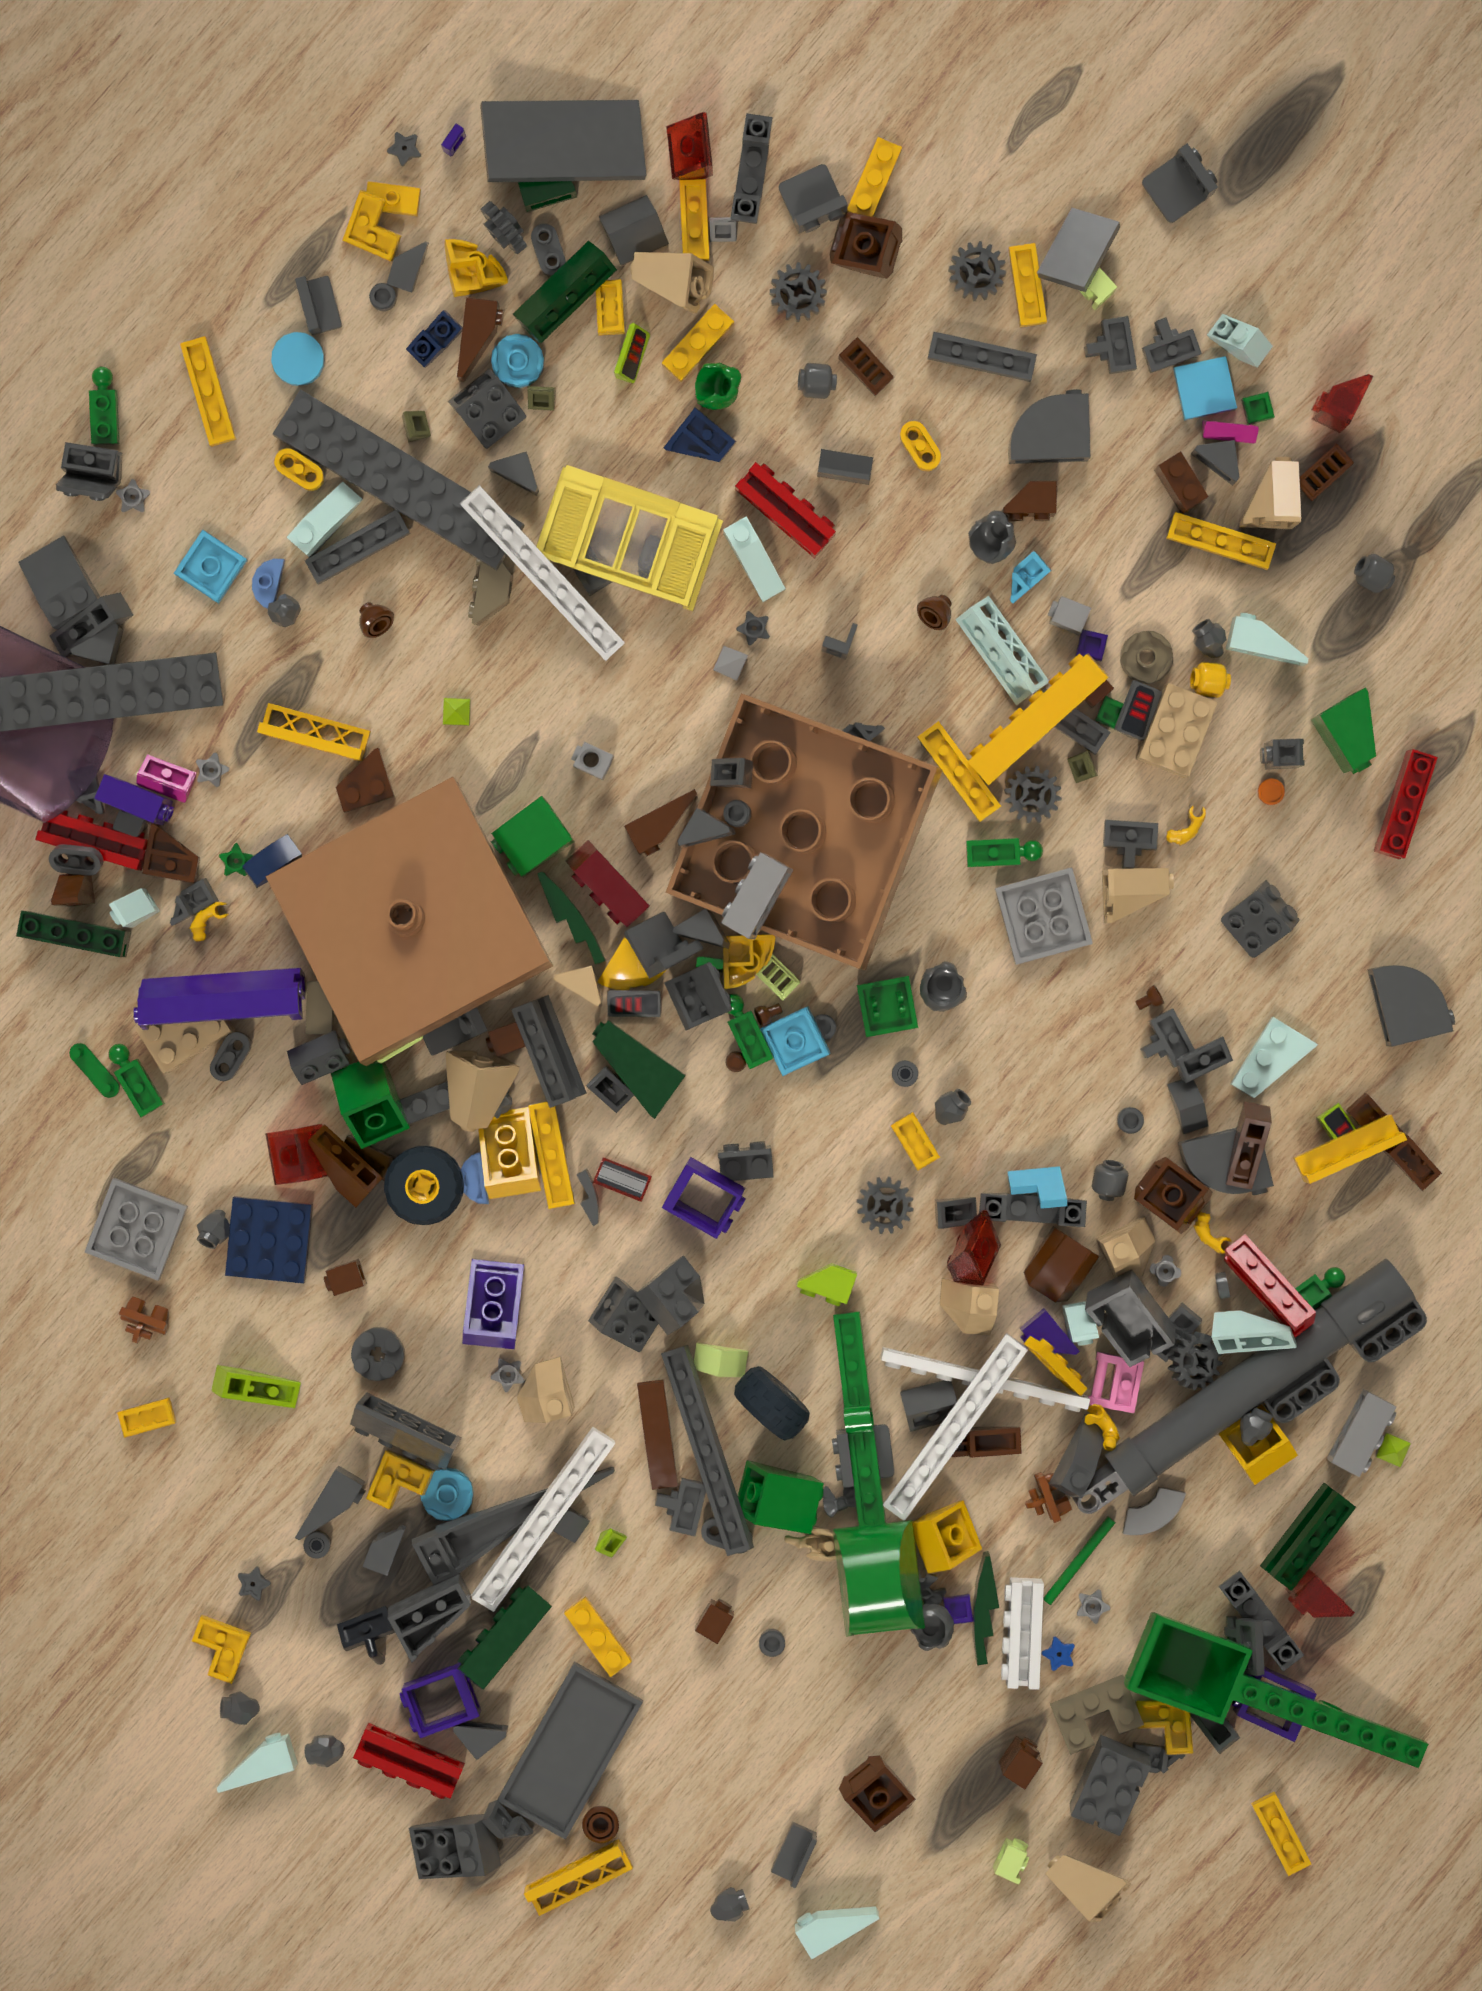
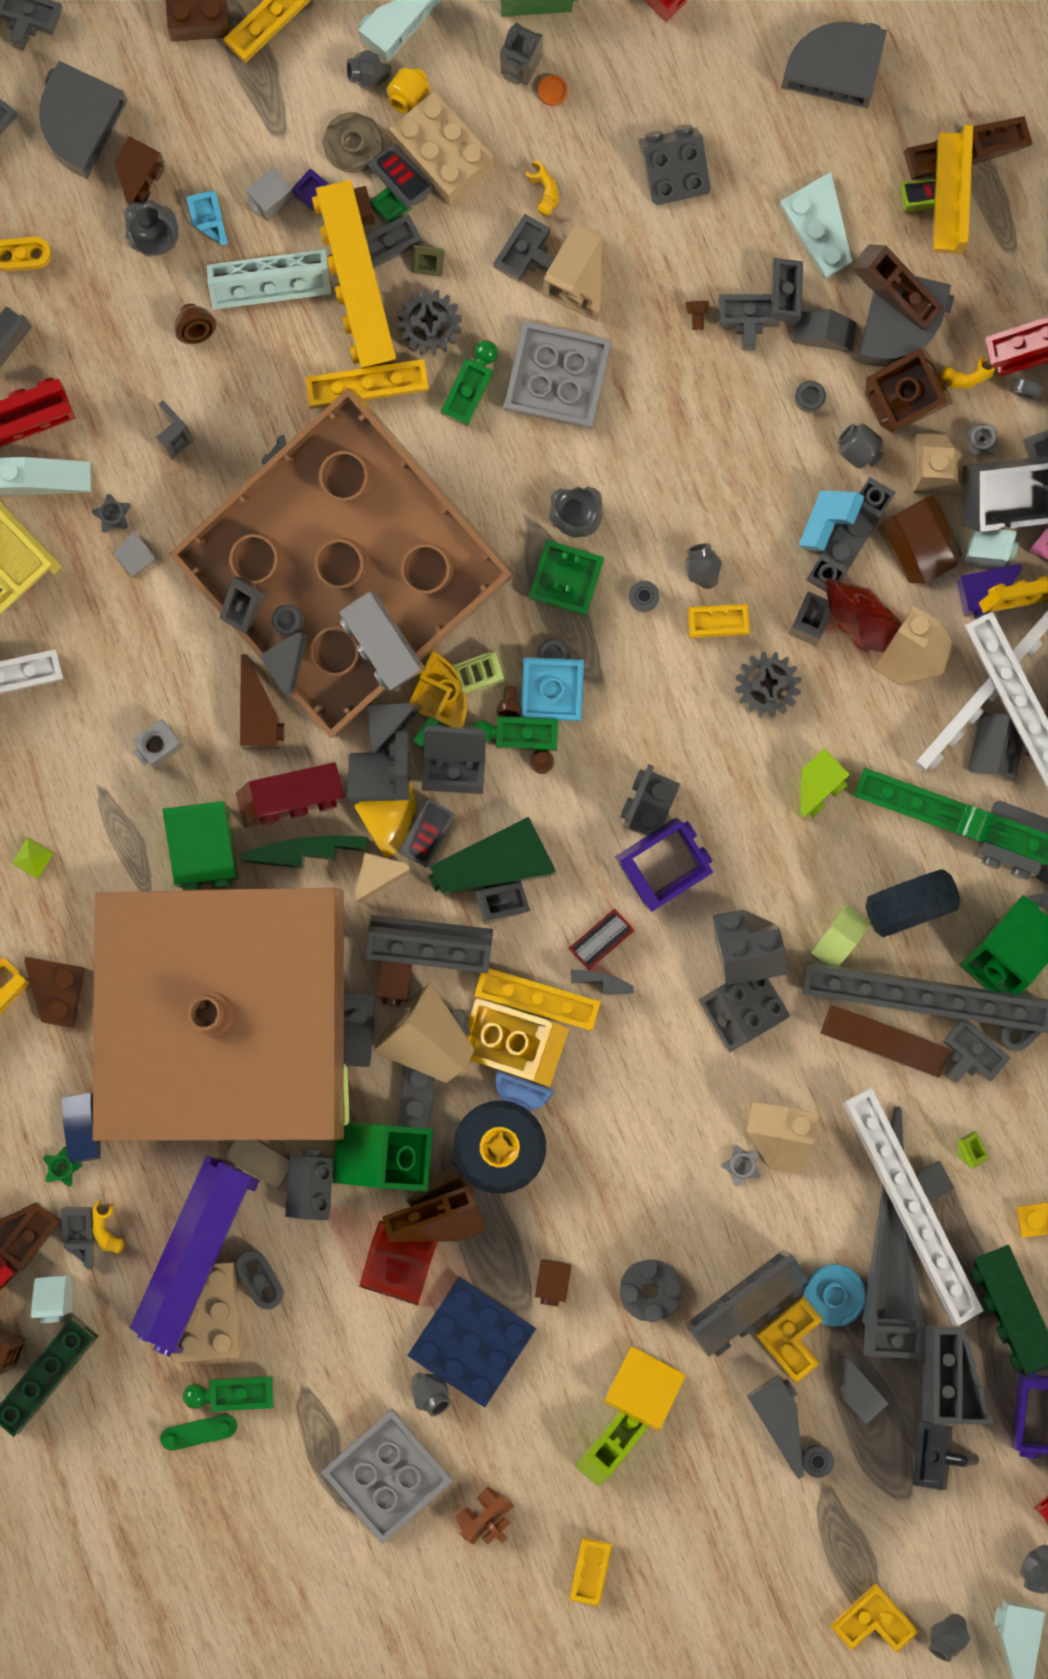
camera: 60 degrees left, 5 degrees down
(260, 1583) = (816, 1556): dark grey plate -> none
(301, 1388) = (644, 1388): none -> yellow tile
(493, 1304) = (661, 1141): dark purple slope -> none

